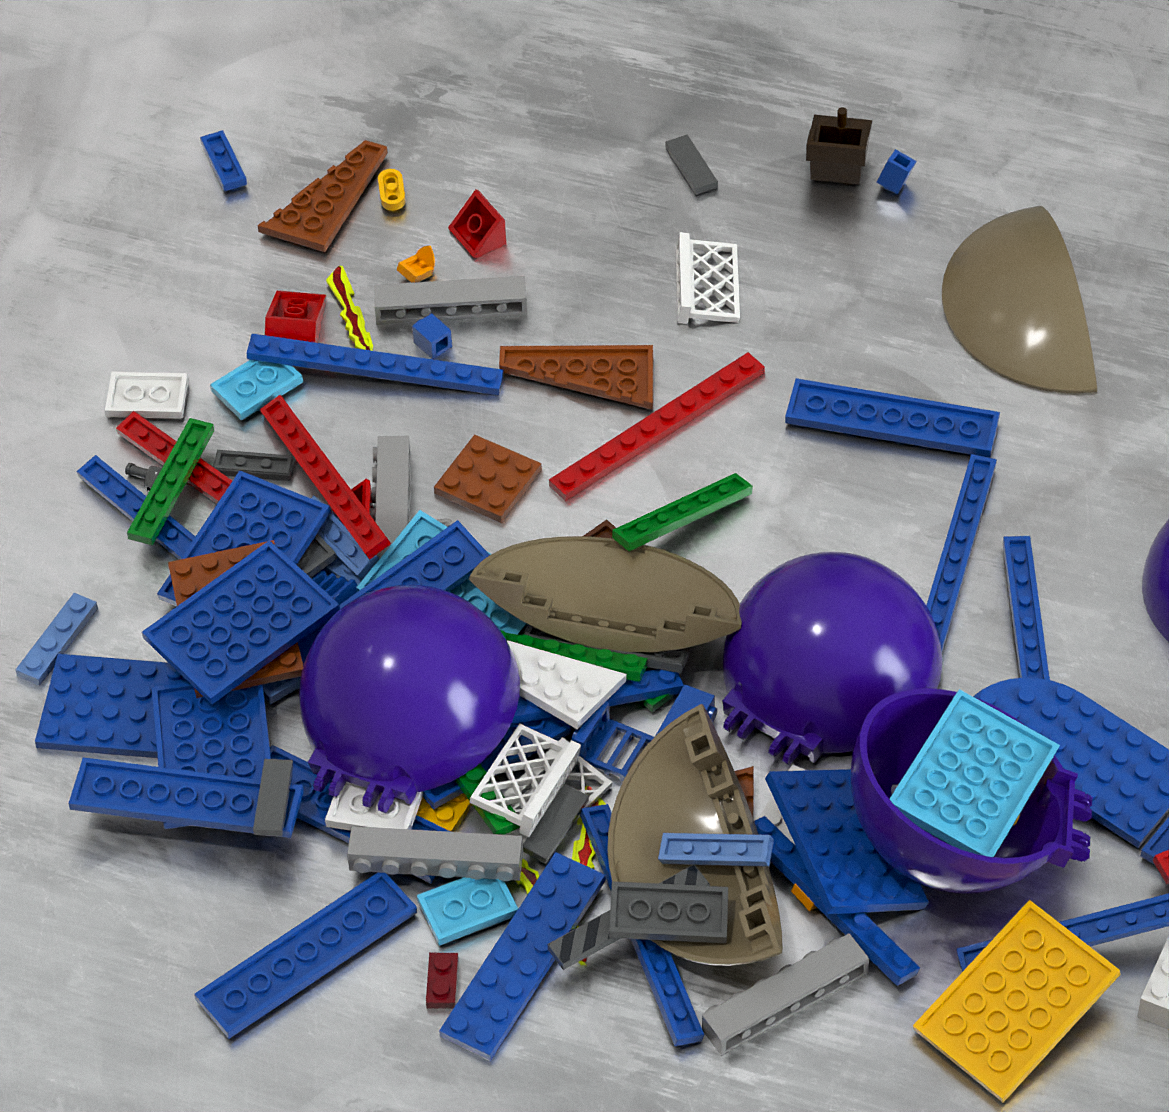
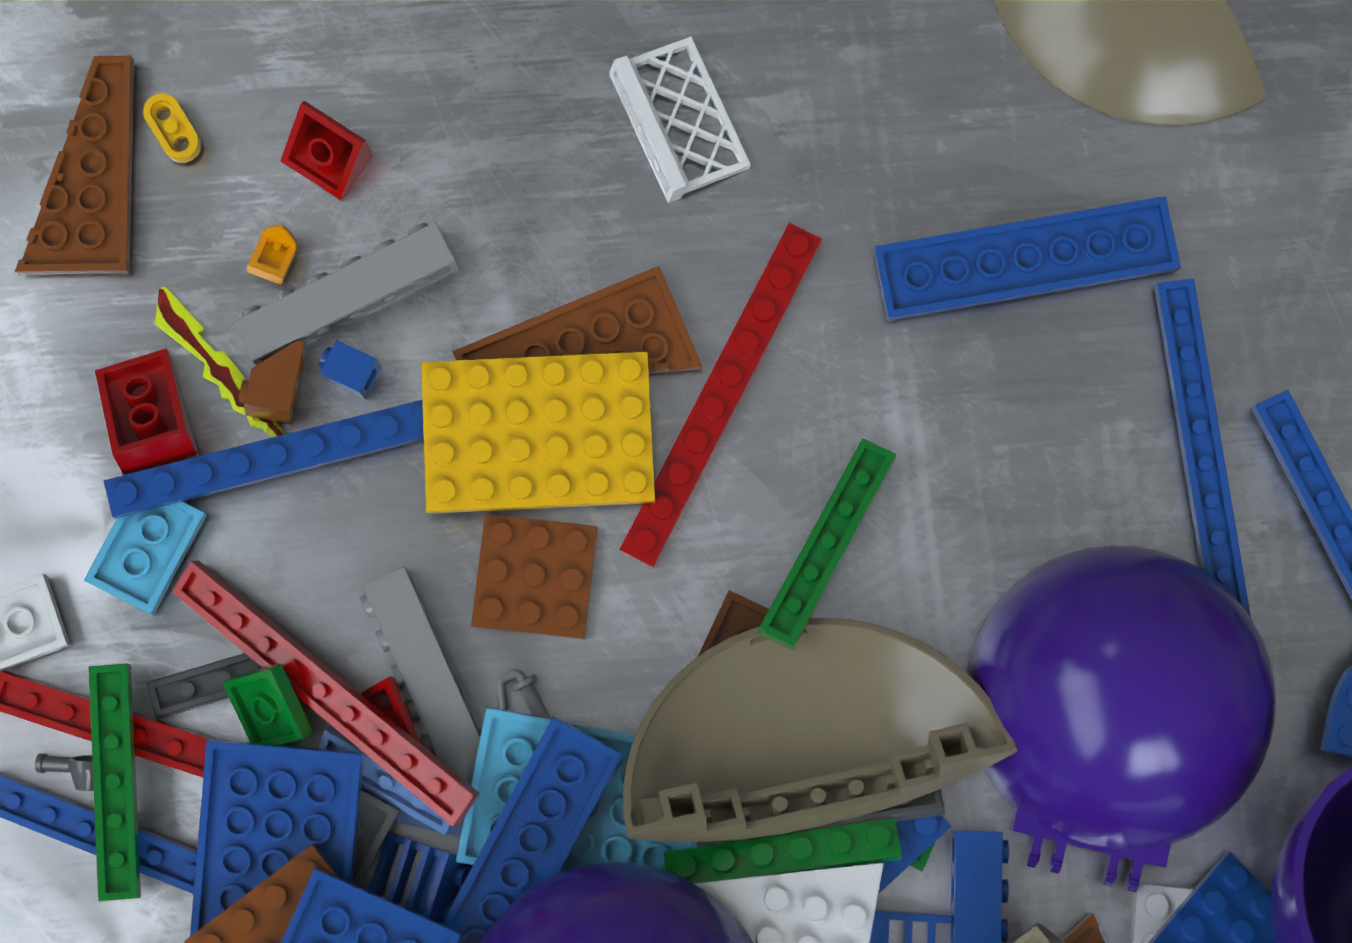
camera: 25 degrees left, 30 degrees up
(288, 468) = (267, 706): none -> green plate
(382, 325) = (274, 385): none -> dark orange slope
(530, 399) = (537, 432): none -> yellow plate

